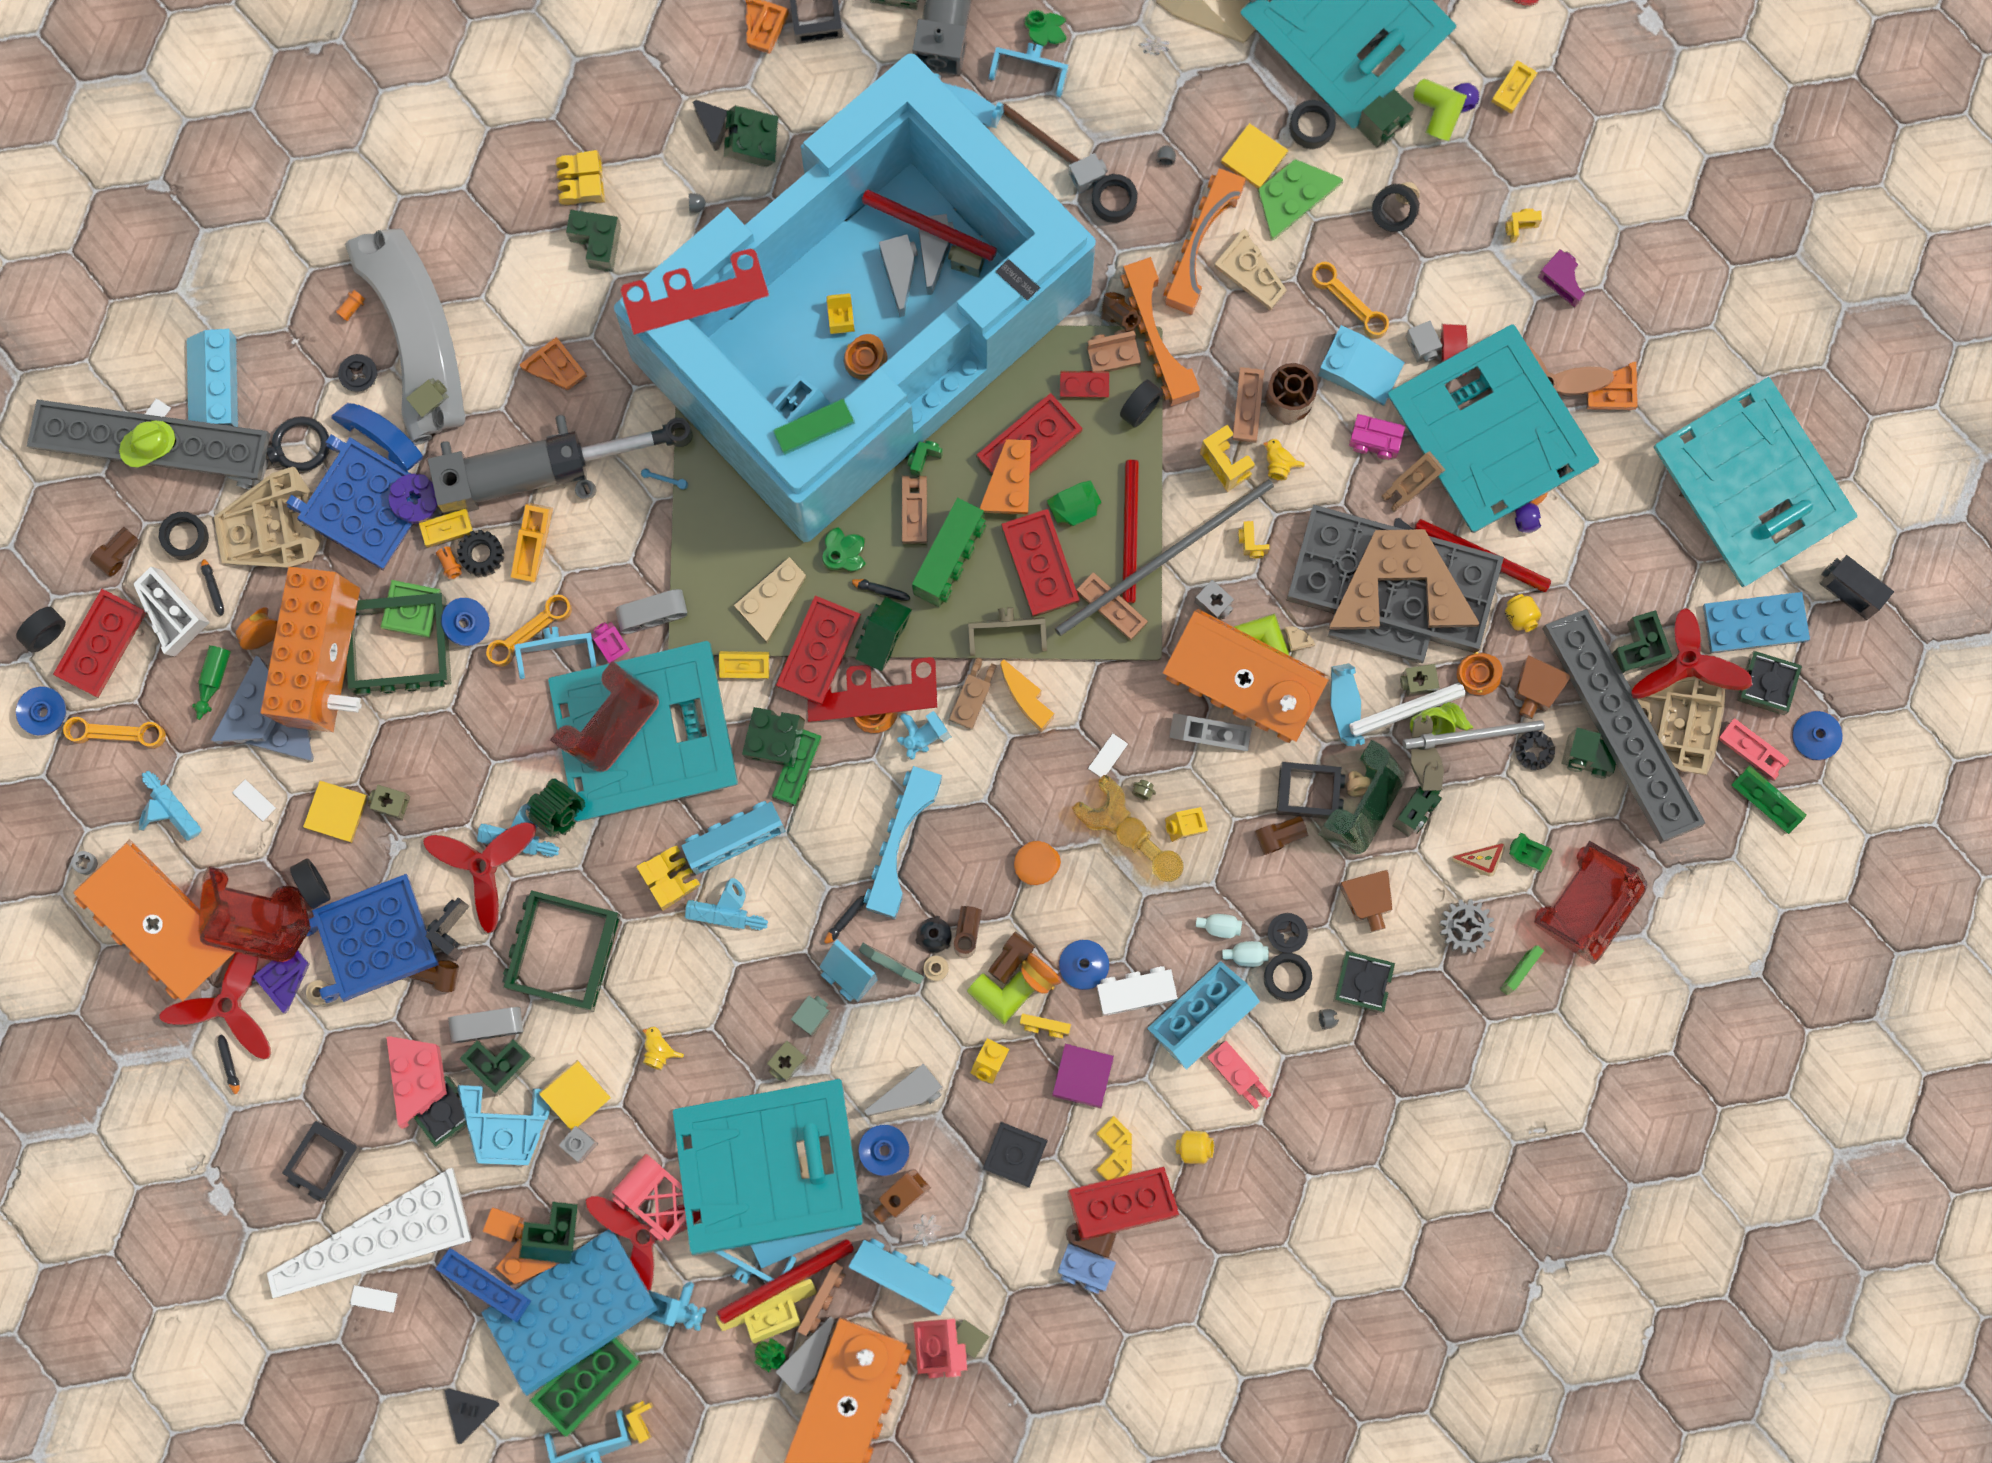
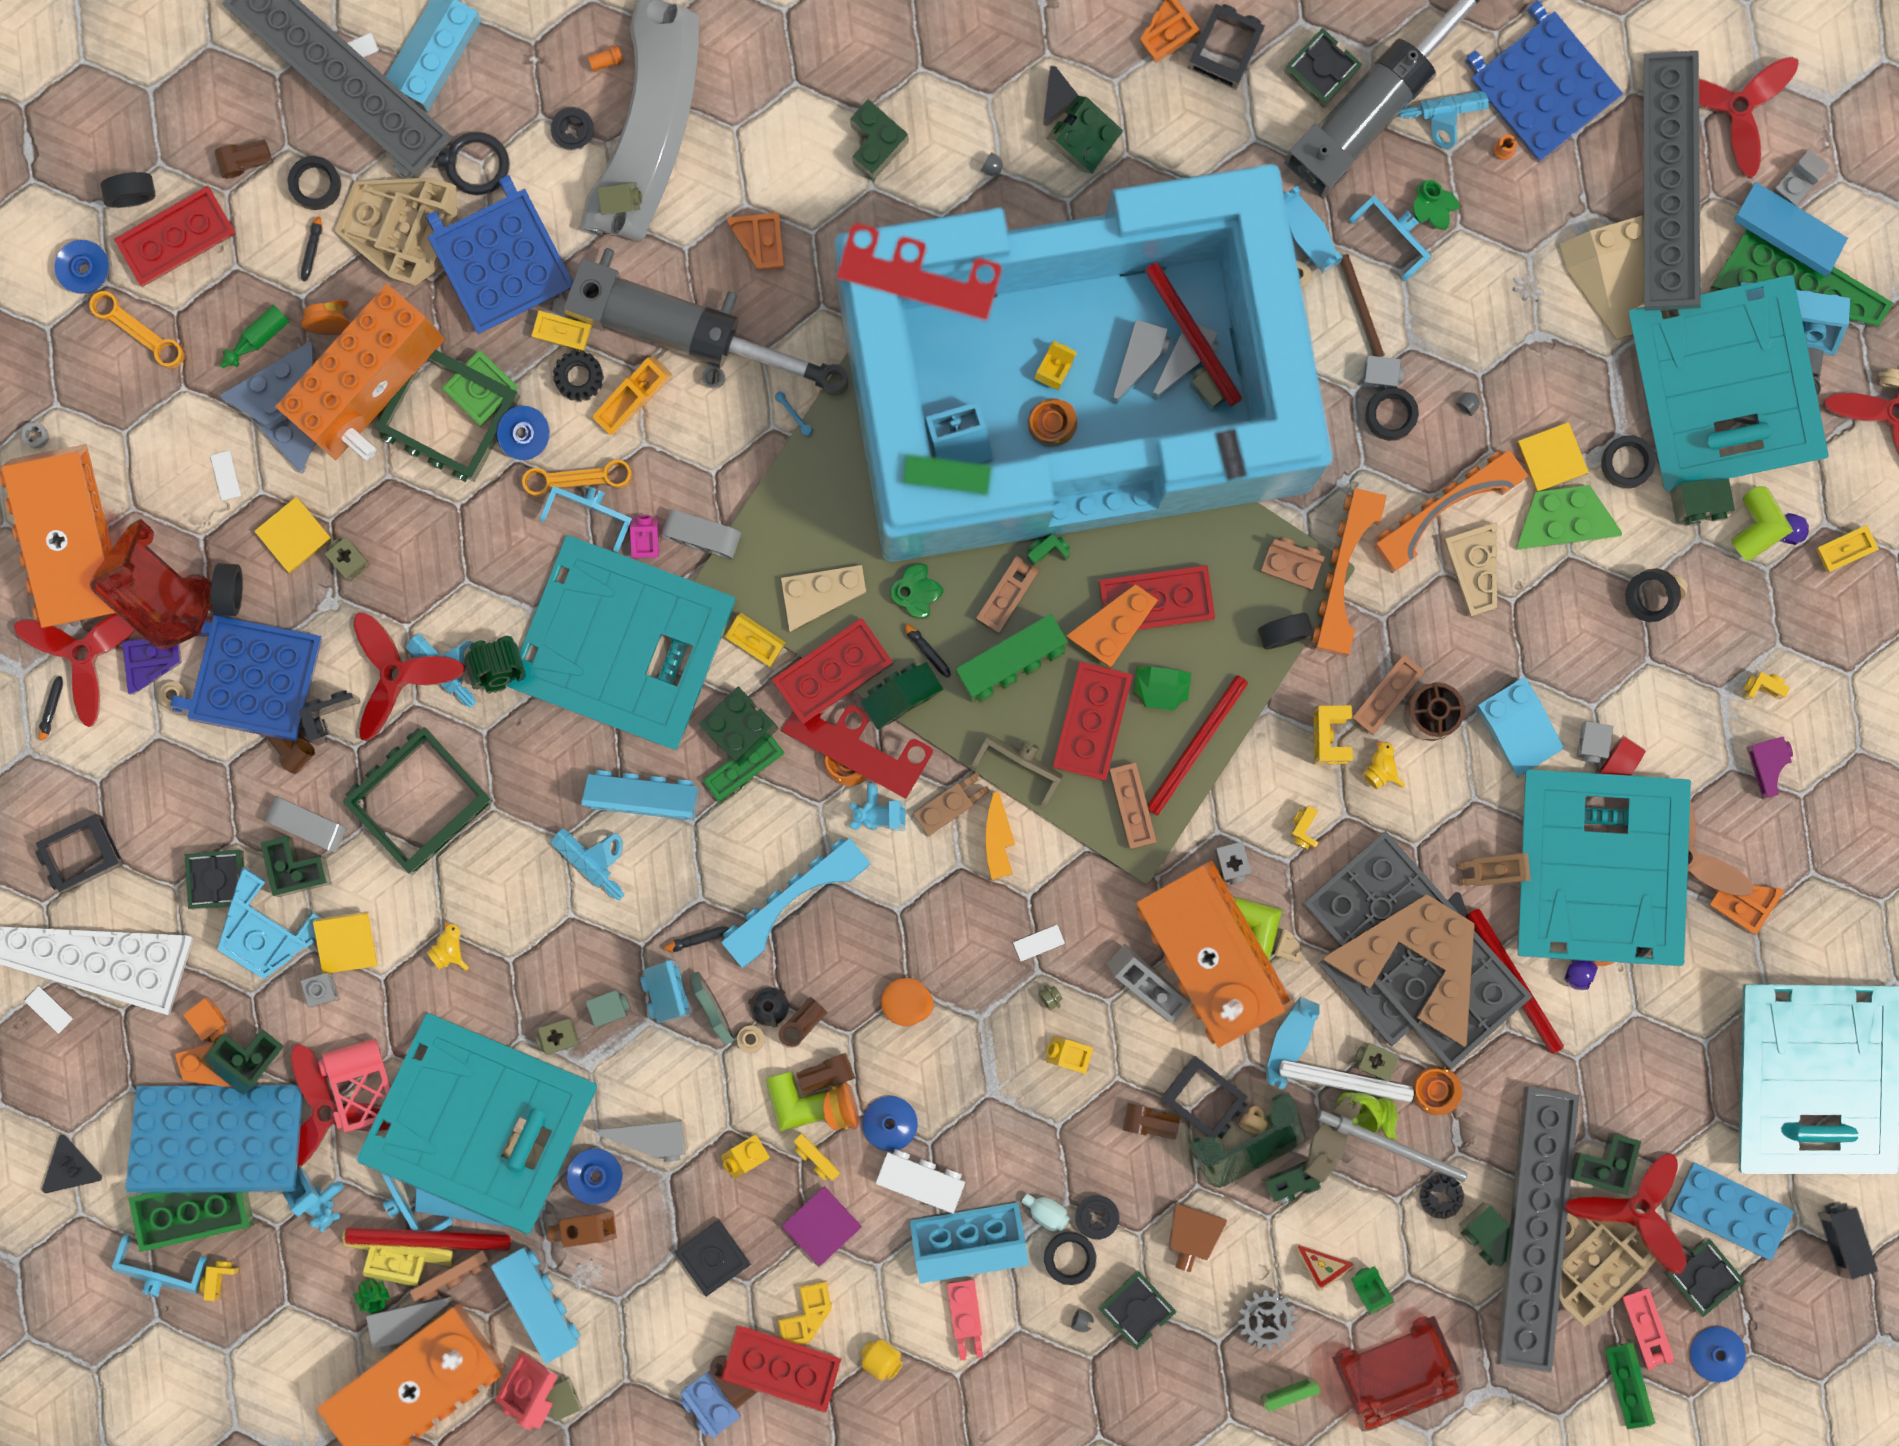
camera: 30 degrees right, 5 degrees up
(146, 443) = (333, 74): lime piece -> none
(166, 806) = (141, 432): medium azure piece -> none
(170, 611) = (257, 247): white wedge -> none
(381, 431) = (557, 200): blue slope -> none
(406, 510) = (539, 271): dark purple plate -> none
(415, 1076) = (210, 832): coral wing -> none
(449, 563) = (543, 367): orange pin -> none
(483, 1285) = (153, 1064): blue plate -> none
(586, 167) = (903, 84): yellow legs -> none
(613, 723) = (600, 621): clear red windscreen -> none
(664, 889) = (549, 805): yellow legs -> none
(1084, 383) = (1245, 576): red plate -> none
(1117, 311) = (1321, 525): reddish brown piece -> none
(1129, 830) = (1012, 1028): clear yellow piece -> none
(1163, 558) = (1212, 791): dark grey piece -> none
(1220, 925) = (1039, 1170): light aqua plant -> none
(1350, 300) = (1551, 655): light orange piece -> none
(1376, 437) = (1489, 804): dark pink brick -> none
(1523, 613) = (1515, 1060): yellow head -> none
(1538, 686) = (1484, 1139): dark orange torso -> none

